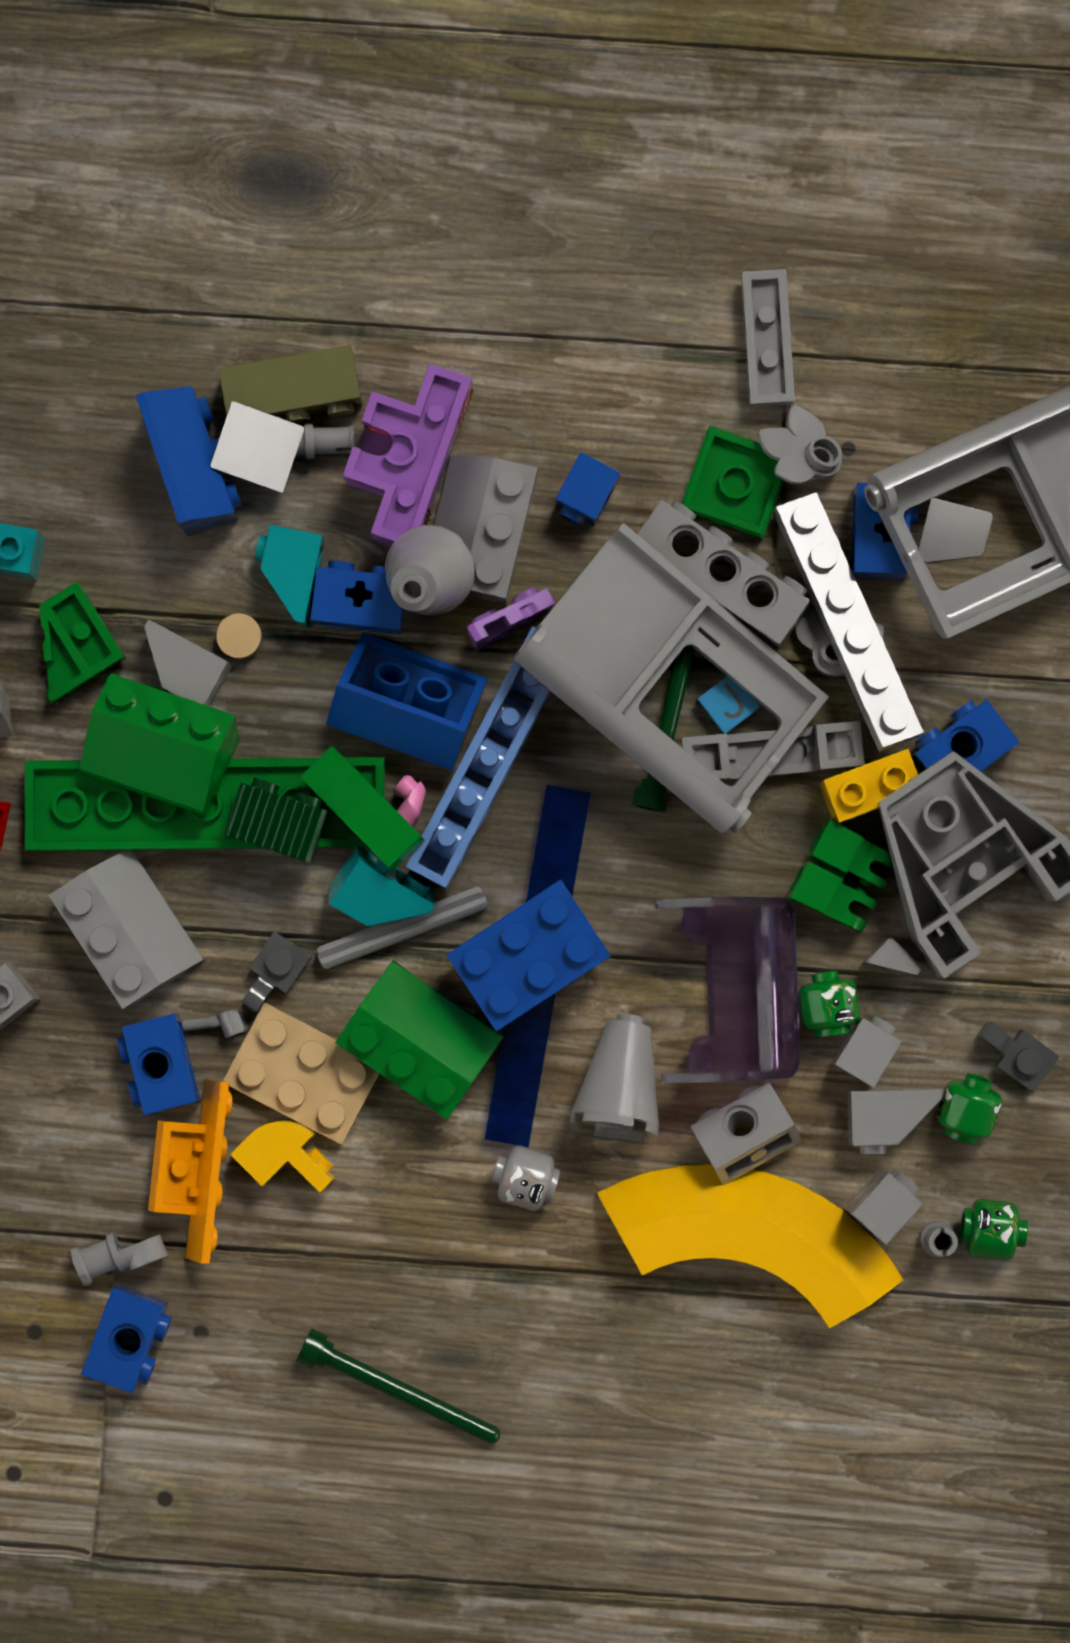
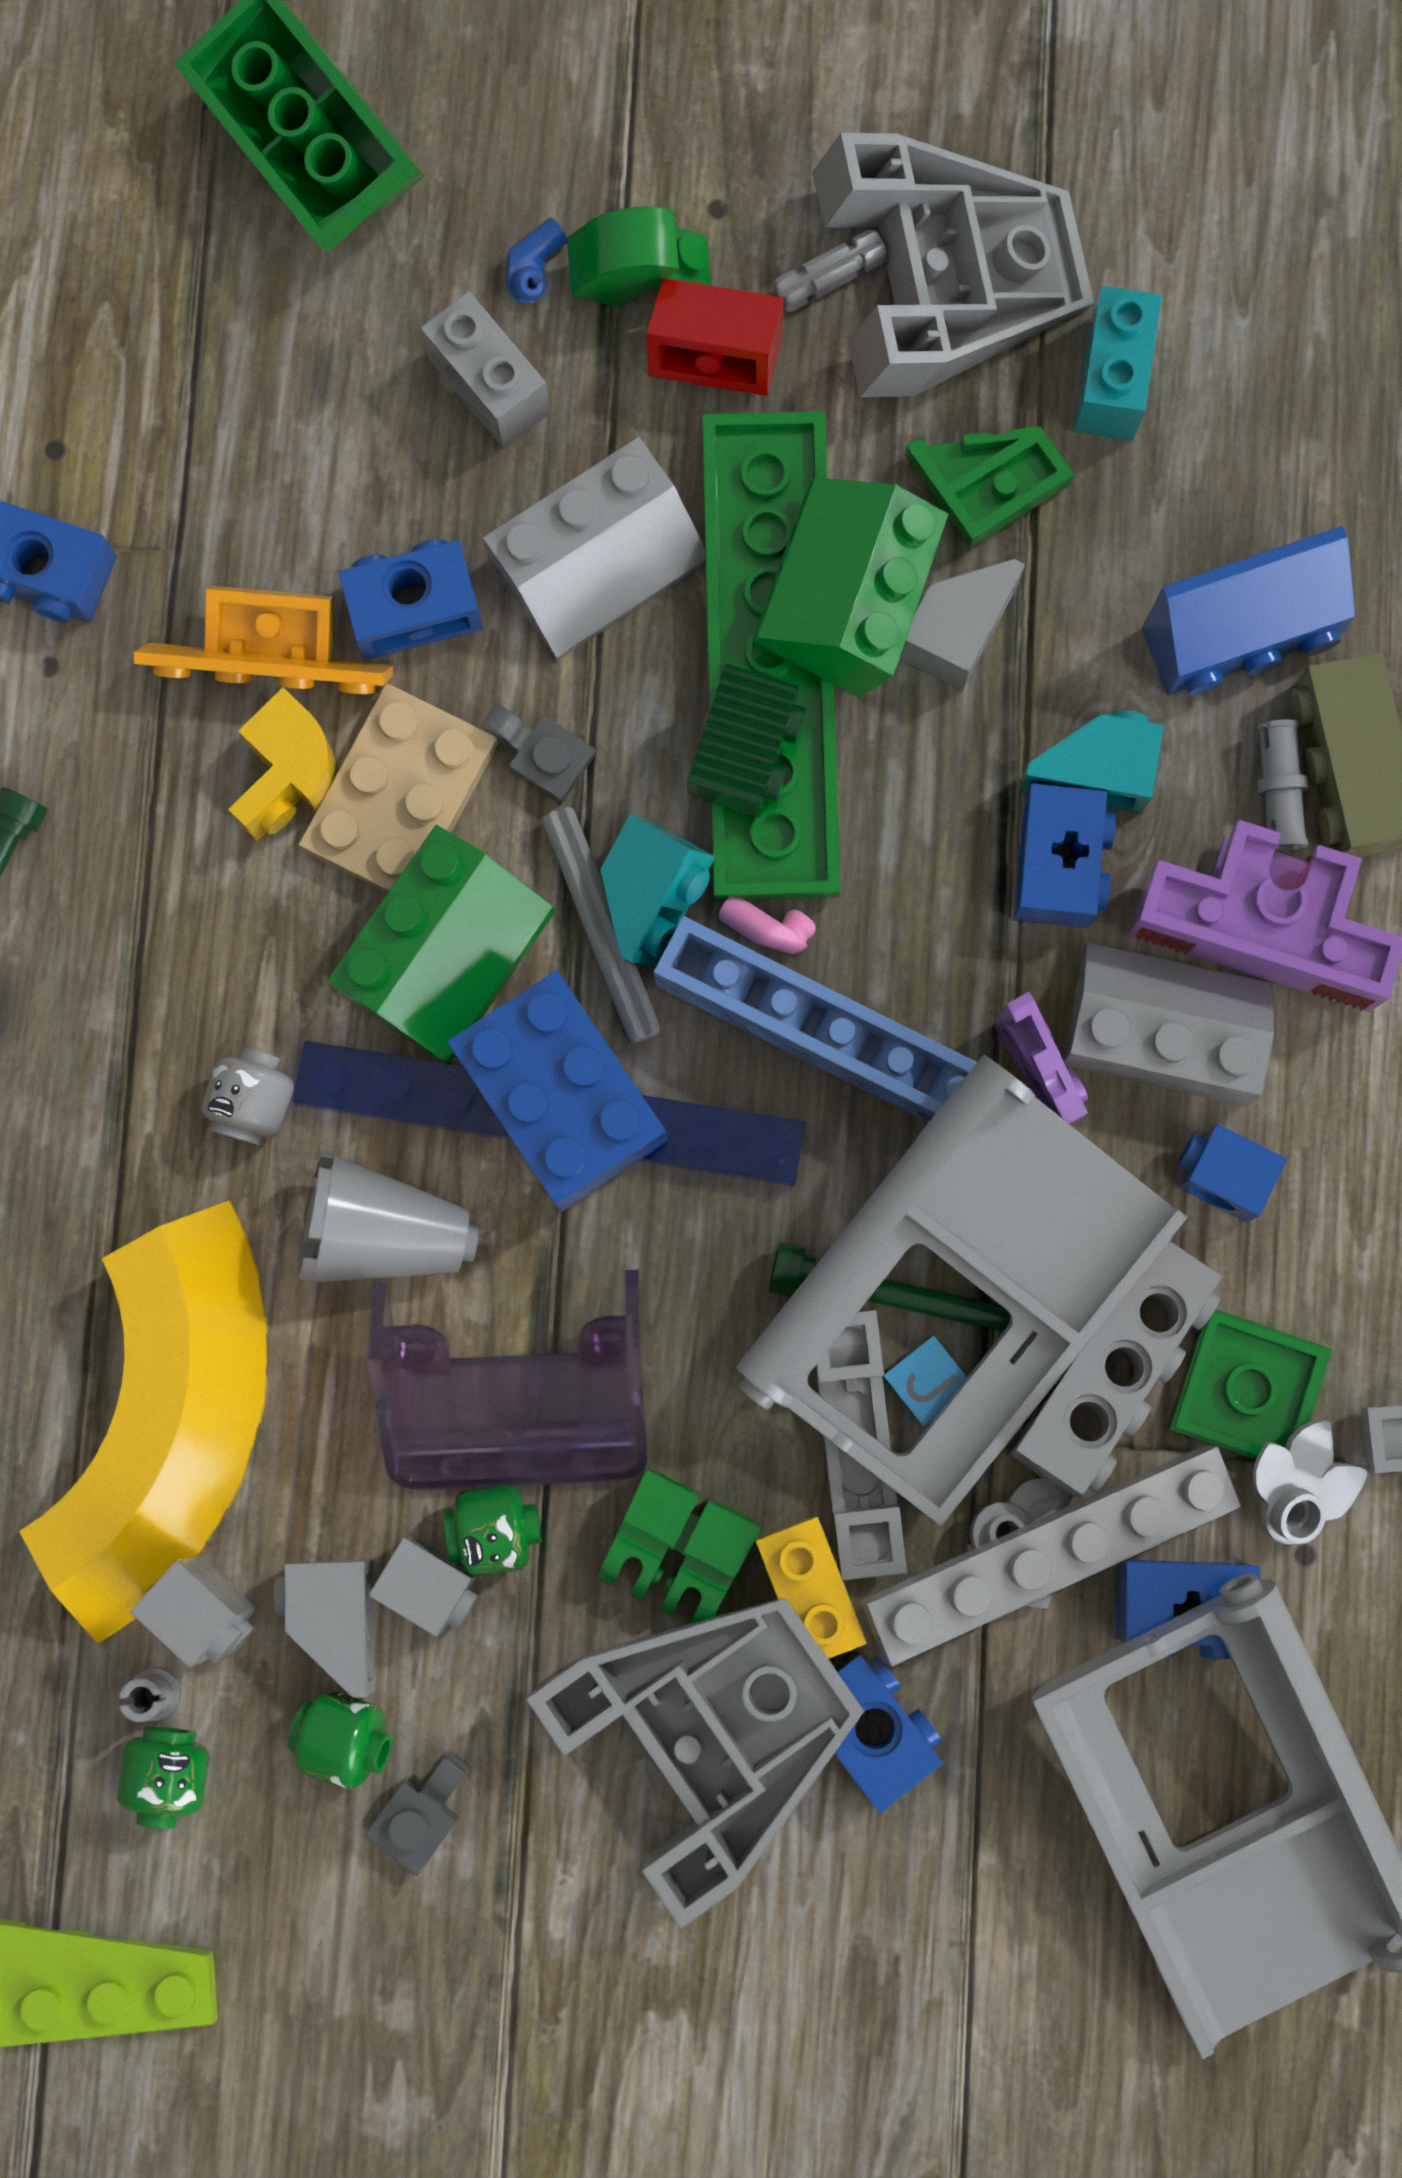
camera: 90 degrees right, 5 degrees down
(110, 1256) = (151, 543): light grey connector -> none
(231, 1022) = (468, 695): light grey hand -> none
(239, 636) = (1004, 697): tan tile -> none
(257, 447) = (1273, 706): white sticker -> none
(362, 808) = (764, 856): green tile -> none
(406, 701) = (920, 922): blue slope -> none
(429, 570) = (1104, 936): light grey cone -> none
(736, 1155) = (303, 1444): light grey brick -> none
(893, 957) = (560, 1623): light grey slope -> none
(954, 531) = (1191, 1712): white sticker -> none

